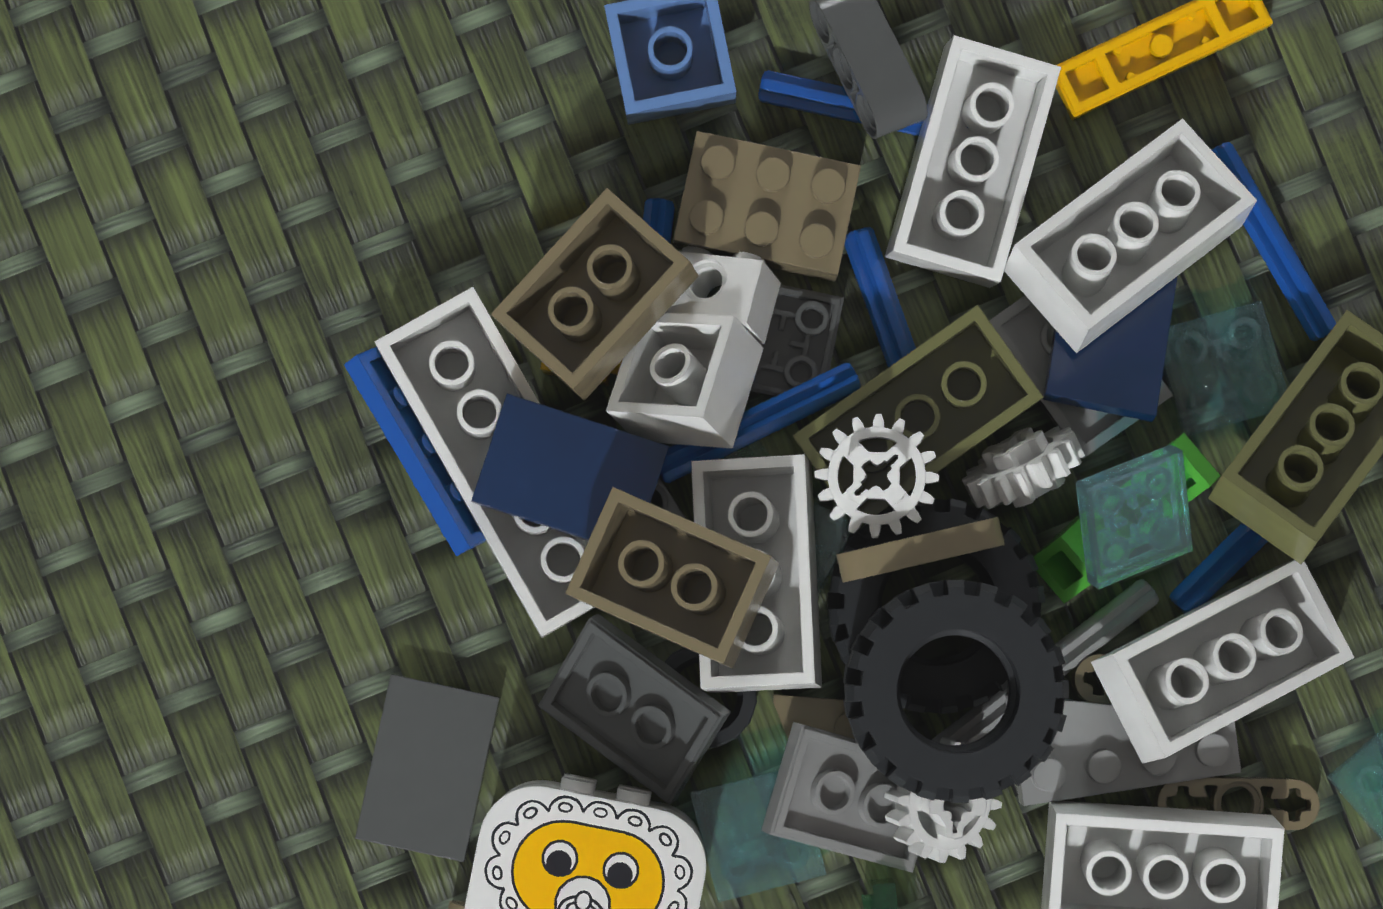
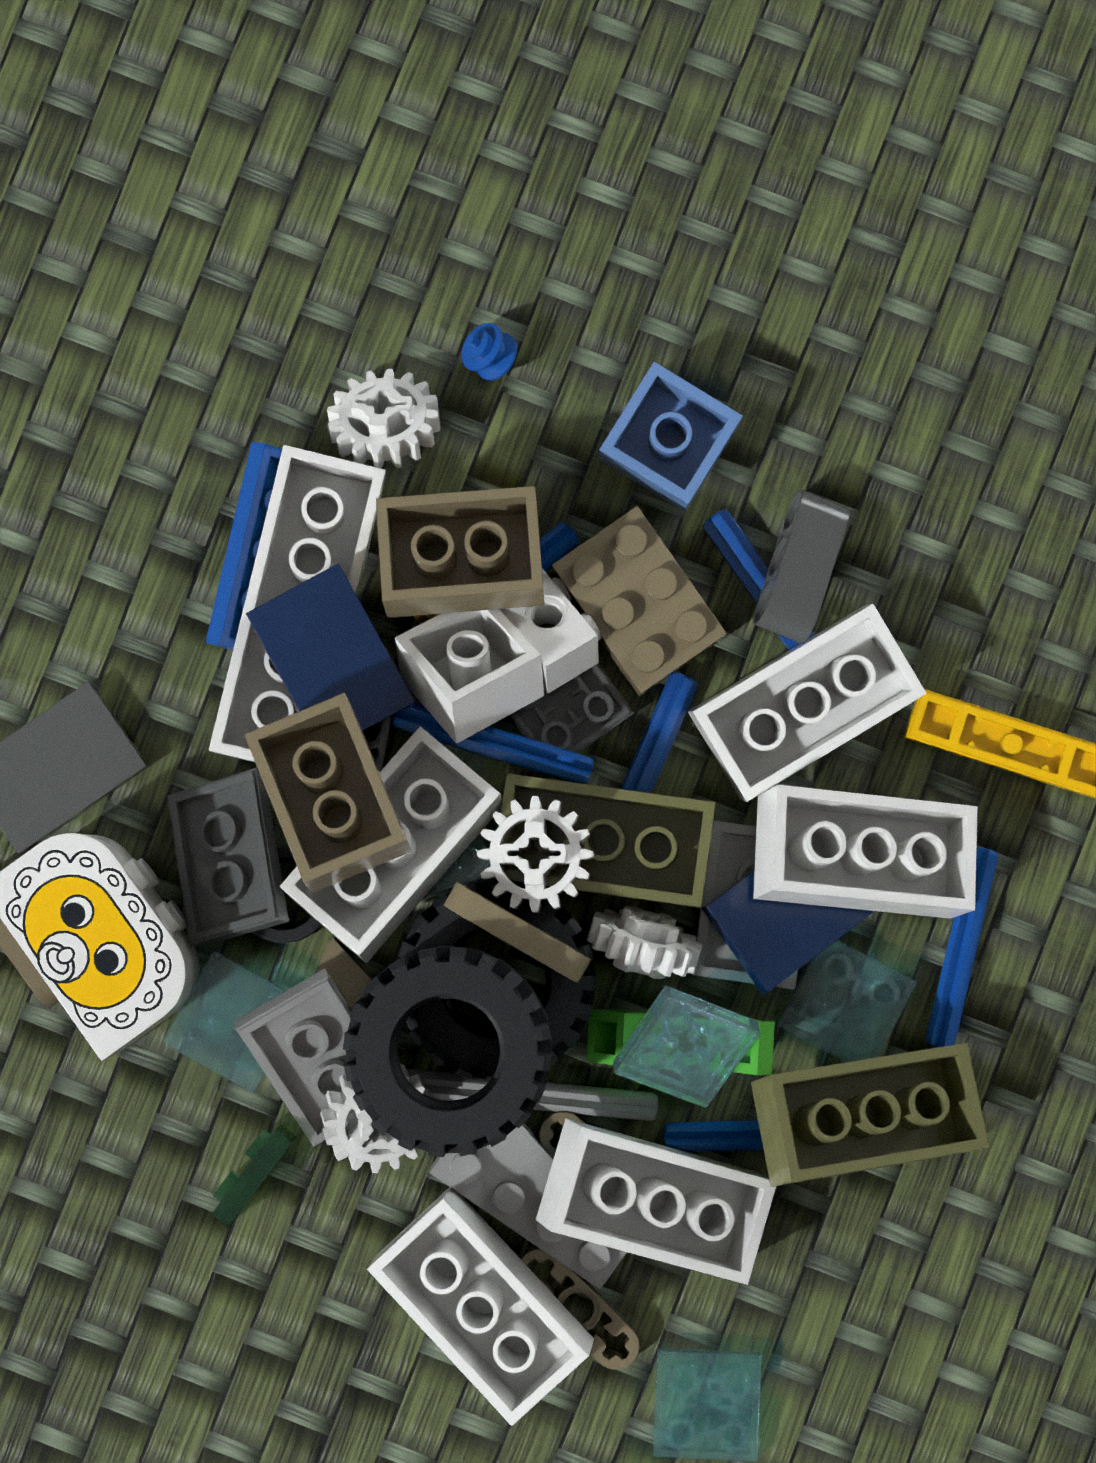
camera: 40 degrees right, 0 degrees up
(431, 249) = (383, 419): none -> white gear
(463, 119) = (489, 351): none -> blue wheel

